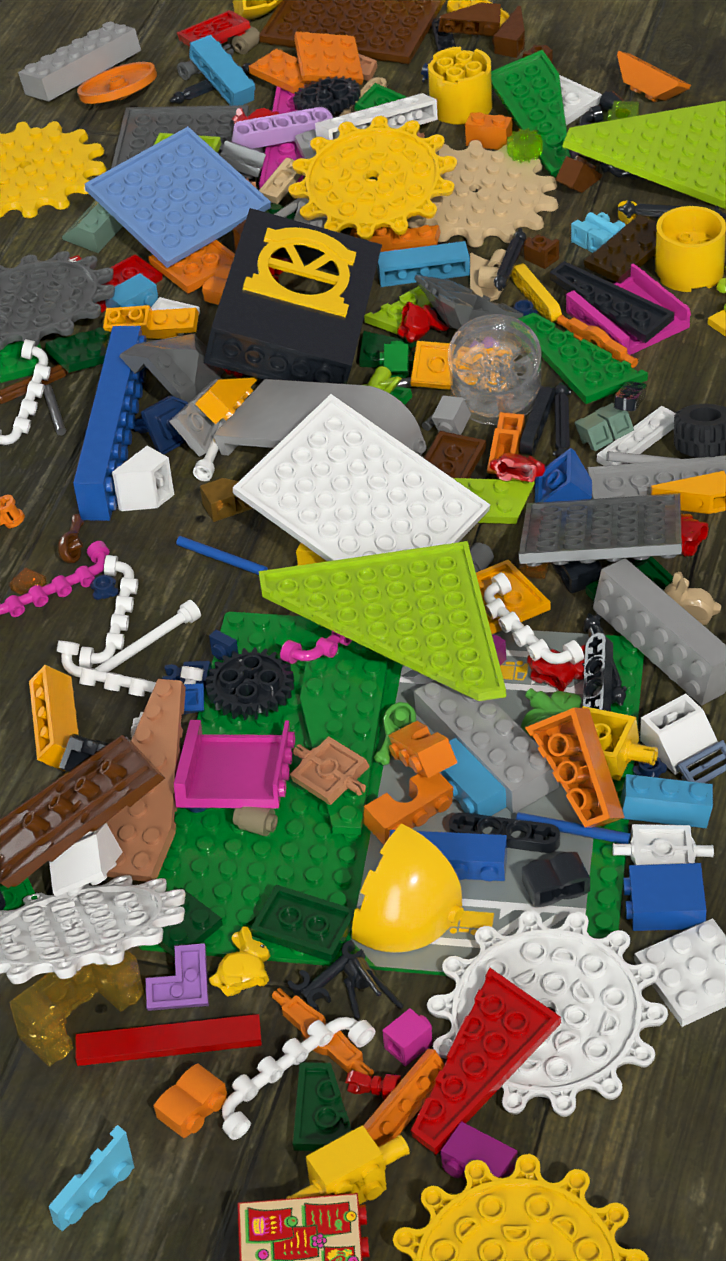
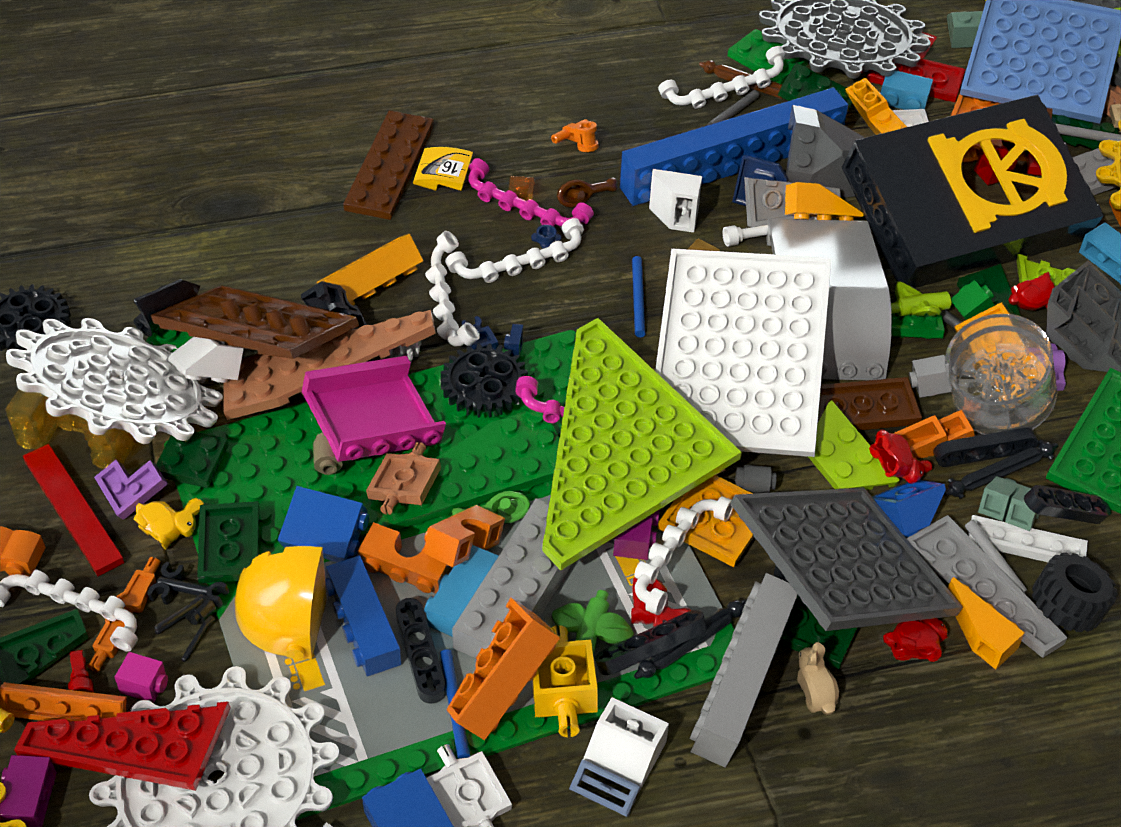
camera: 55 degrees right, 5 degrees up
(187, 613) = (551, 303): white piece -> none
(194, 698) = (444, 347): blue slope -> none
(340, 843) = (324, 522): none -> blue brick
(555, 879) = (378, 714): black brick -> none
(648, 770) = (579, 747): dark blue plate -> none
(666, 801) = (527, 768): dark azure brick -> none

